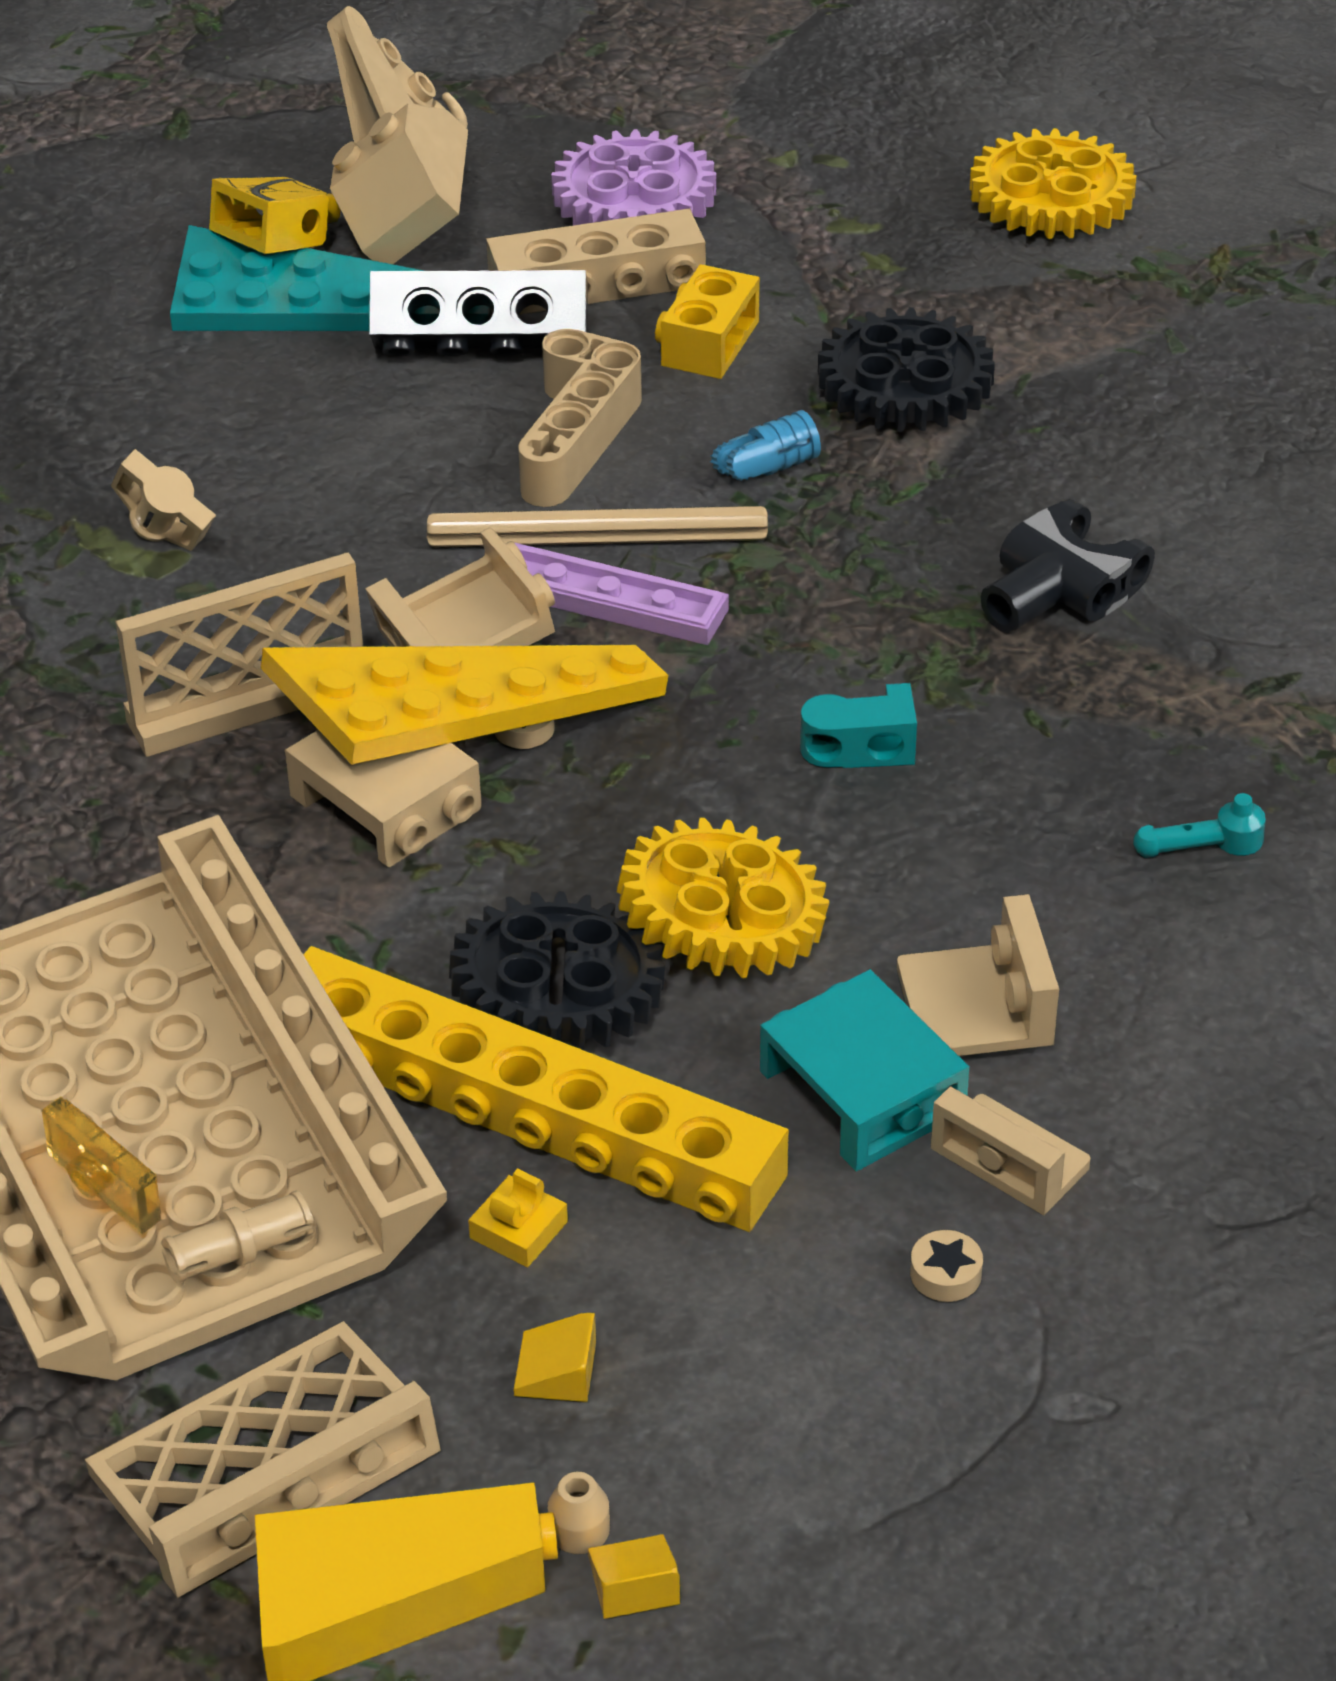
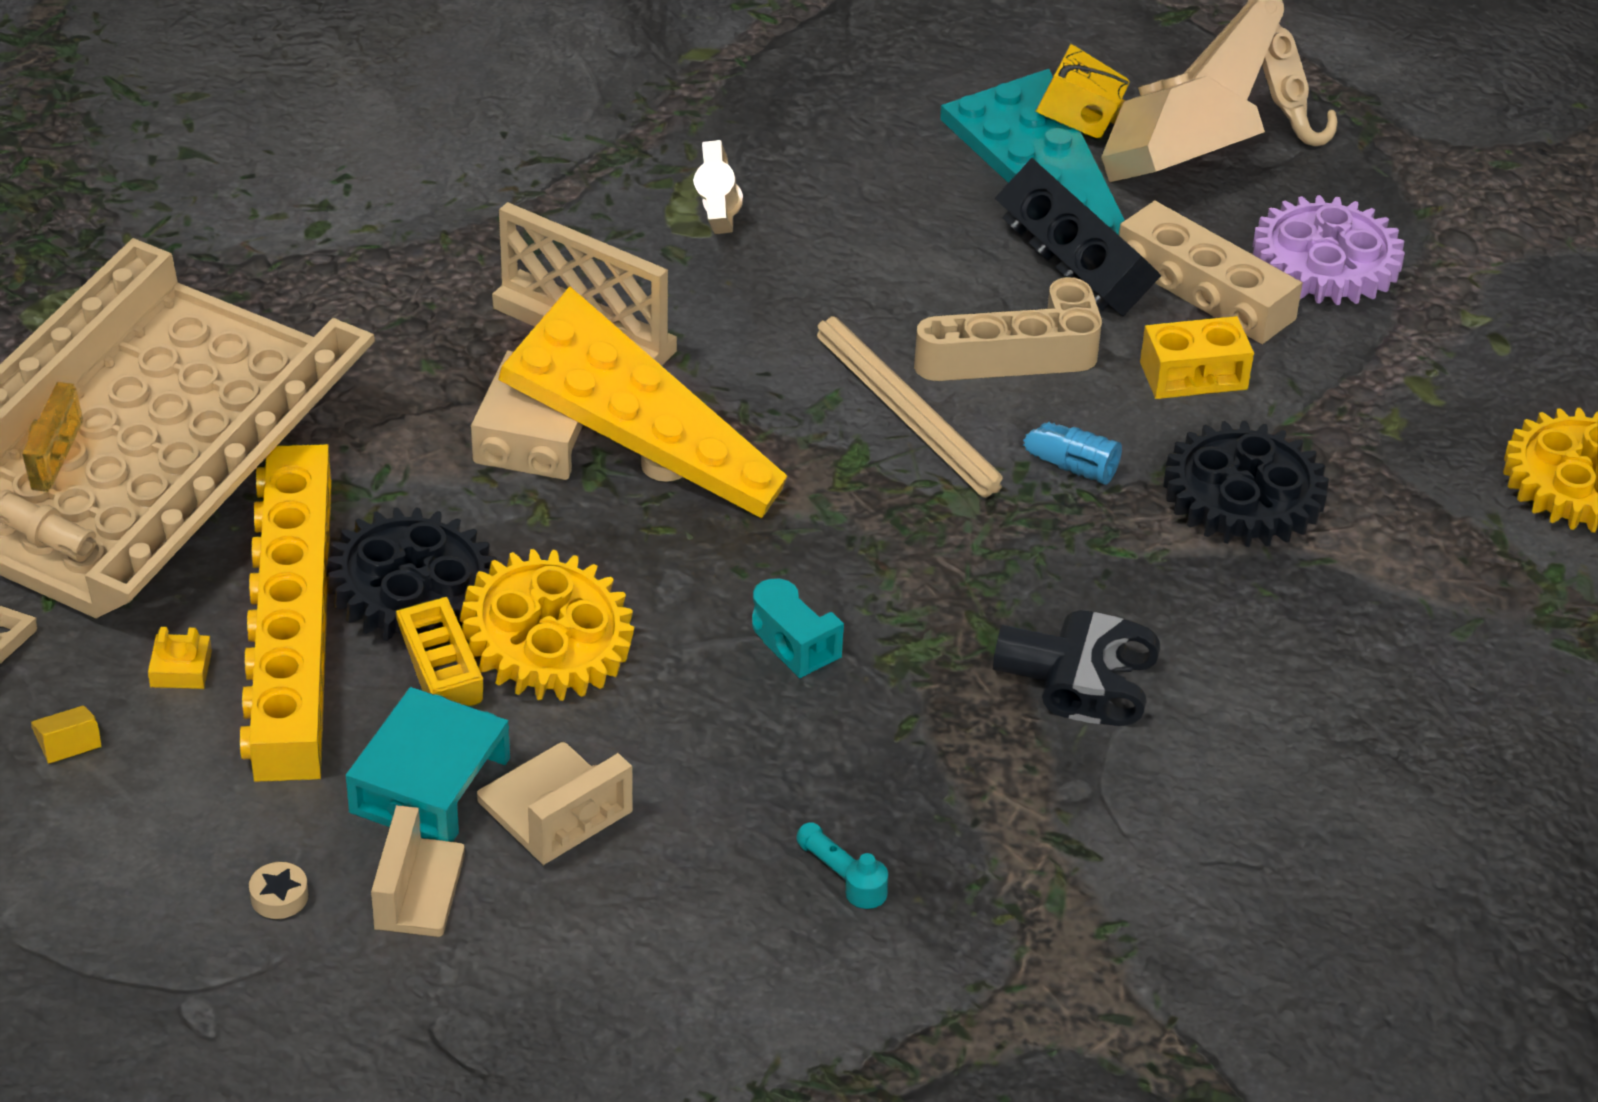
camera: 55 degrees right, 0 degrees up
(477, 605) = (737, 380): tan panel -> none
(629, 596) = (843, 444): lavender tile -> none
(744, 988) = (456, 683): none -> yellow slope

